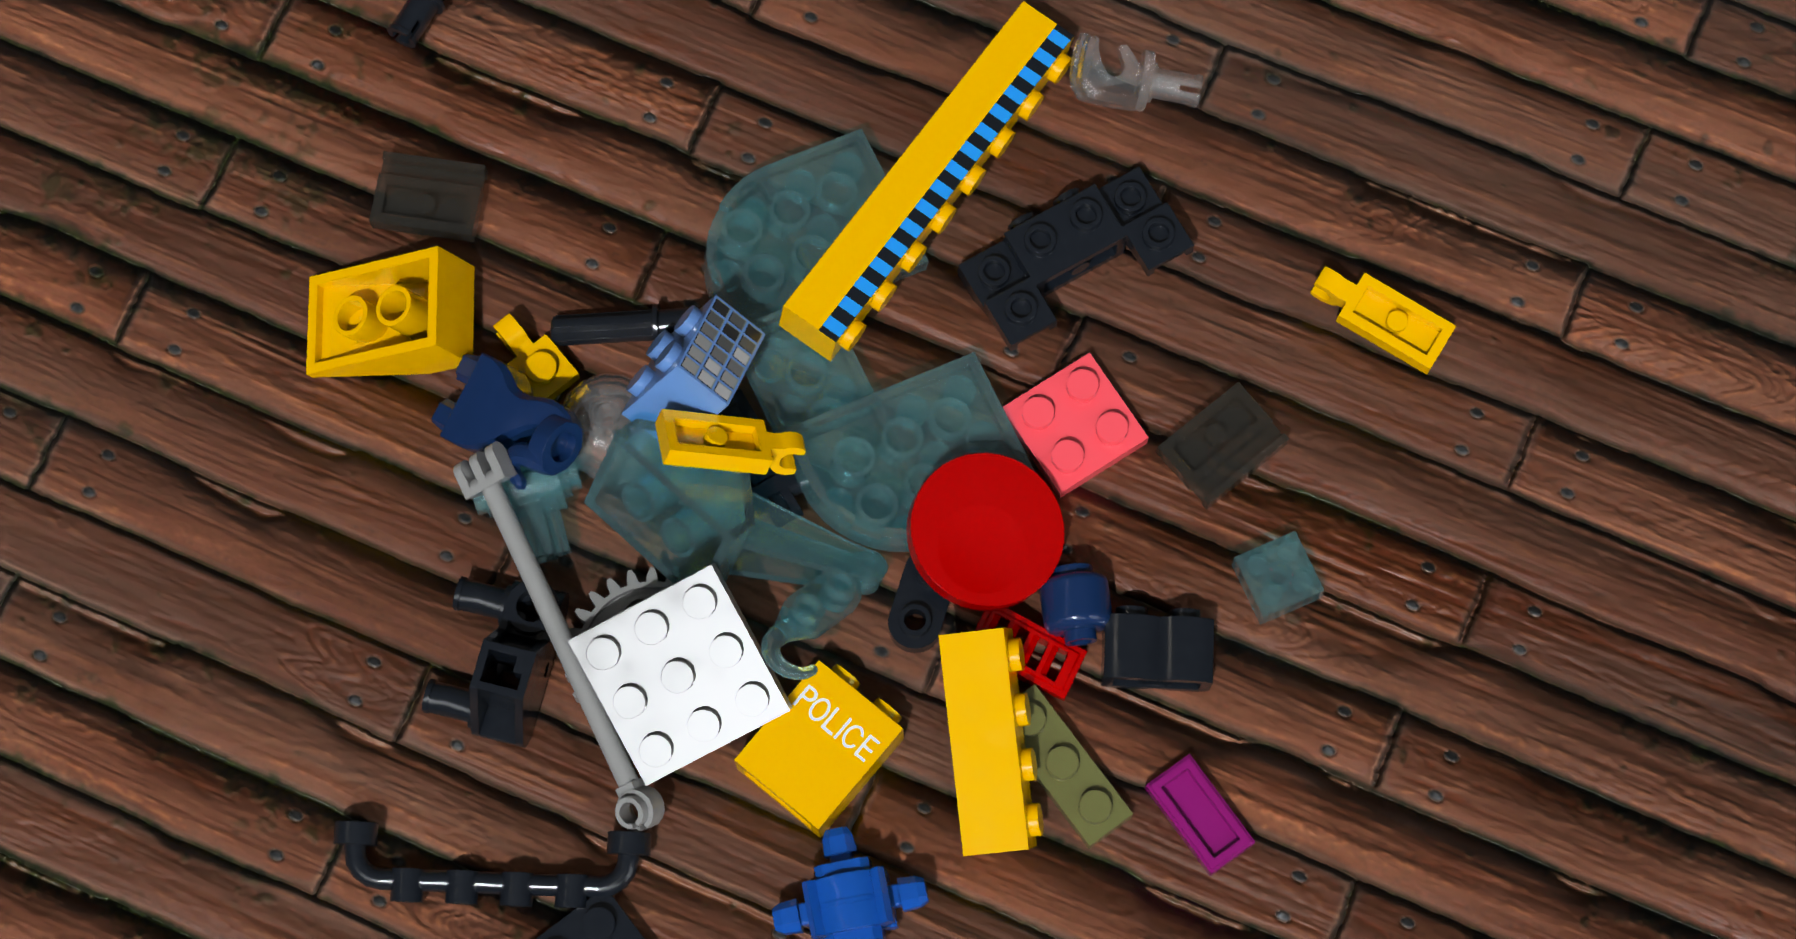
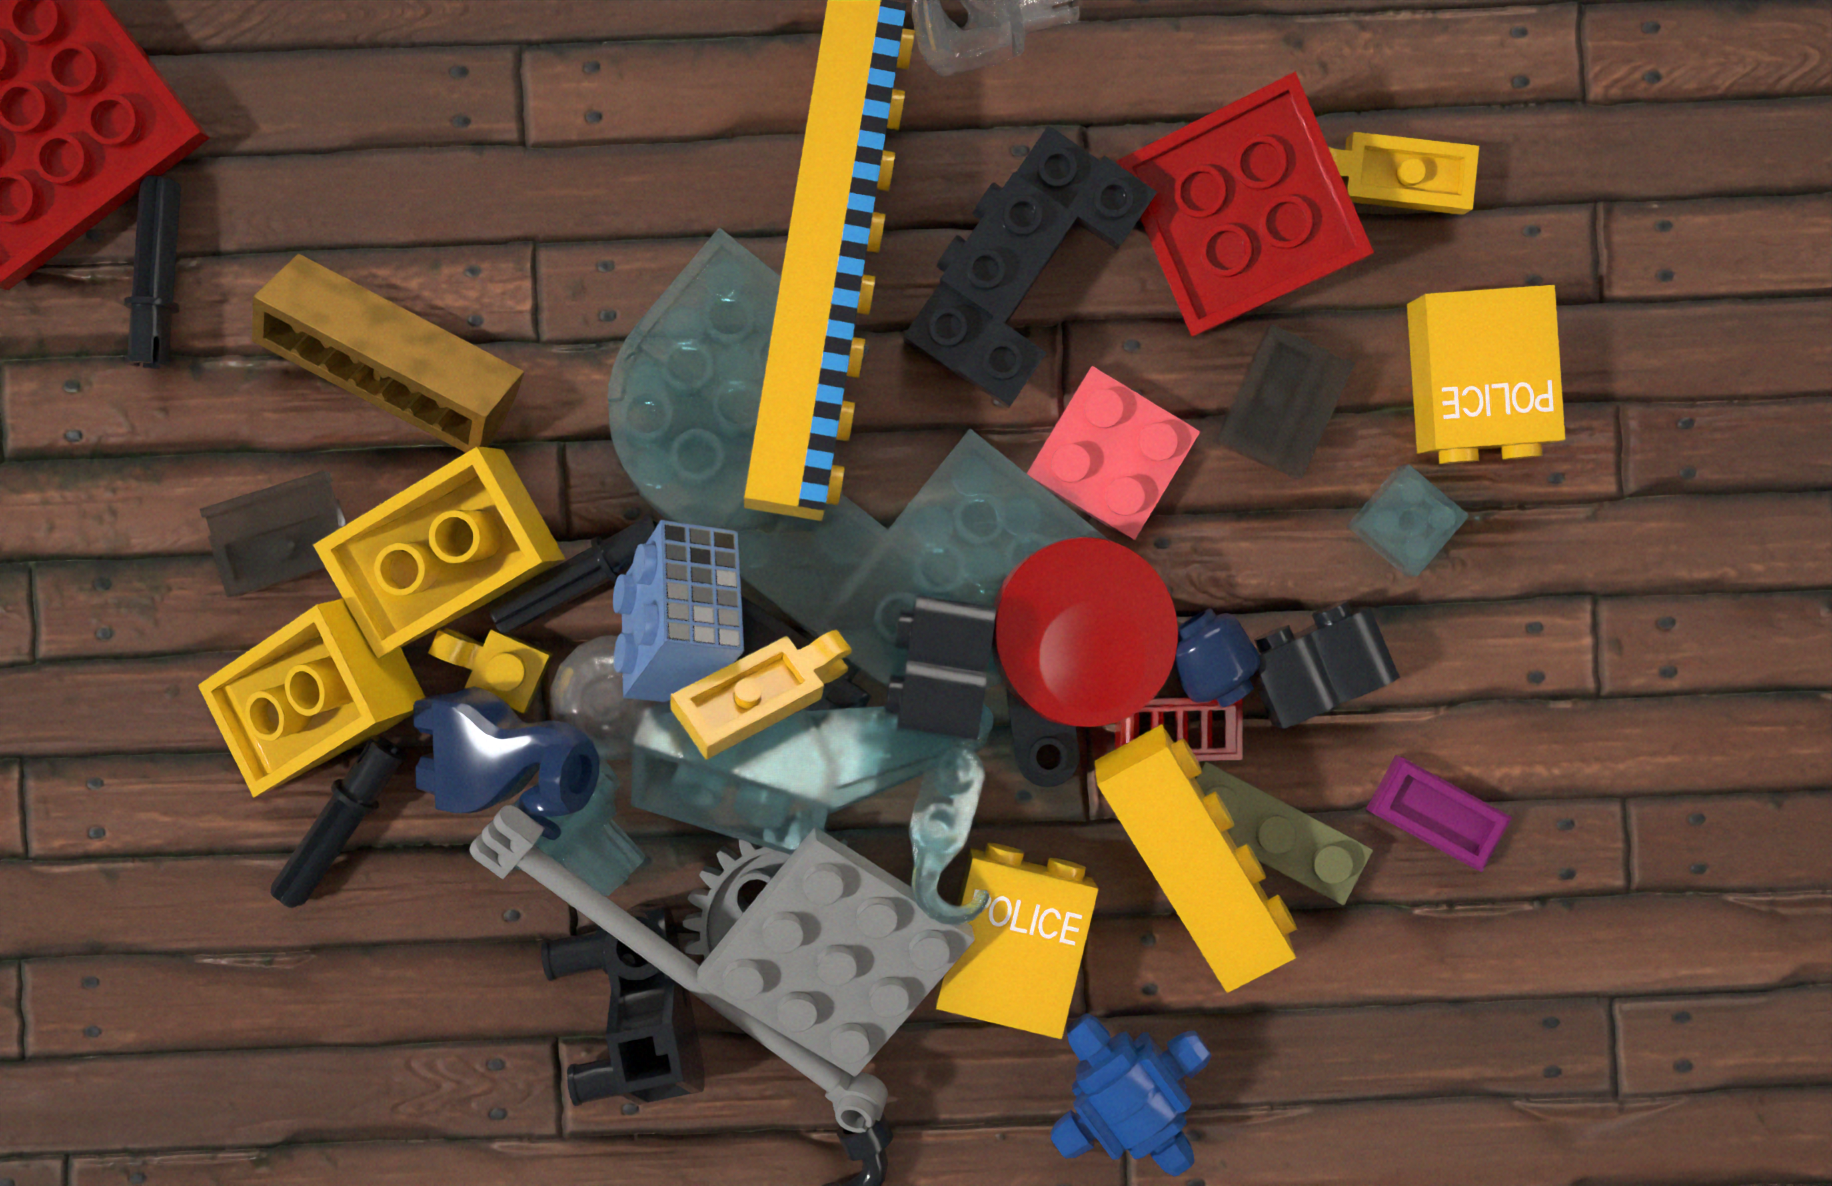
camera: 30 degrees left, 15 degrees up
(357, 420) = (350, 803): none -> black axle
(542, 256) = (439, 550): none -> yellow slope
(574, 109) = (384, 354): none -> pearl gold brick
(865, 499) = (942, 669): none -> black brick
(1257, 288) = (1247, 206): none -> red plate
(1386, 493) = (1486, 372): none -> yellow brick

